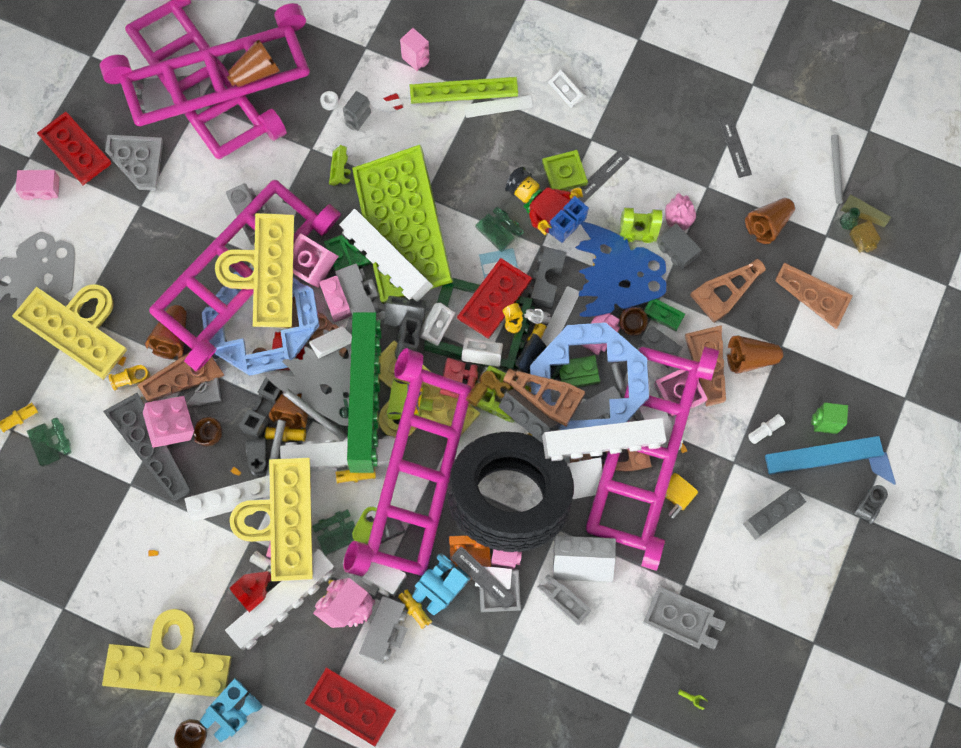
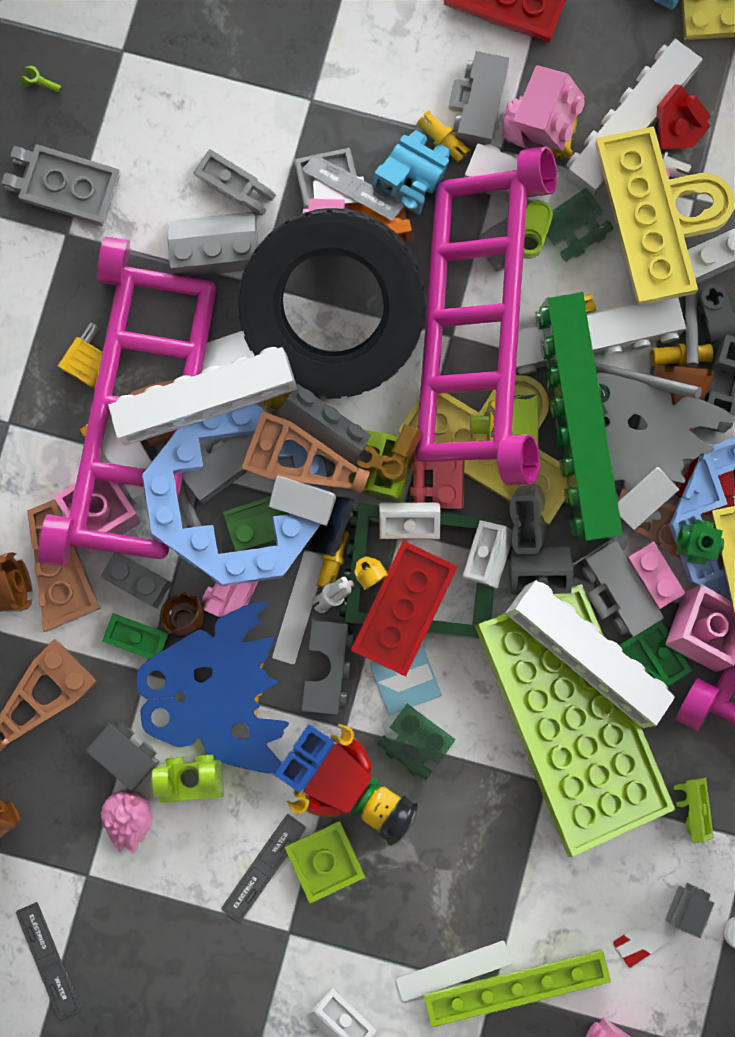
camera: 175 degrees right, 10 degrees up
(304, 305) = (690, 543): none -> green brick
(548, 368) = (302, 500): none -> white slope

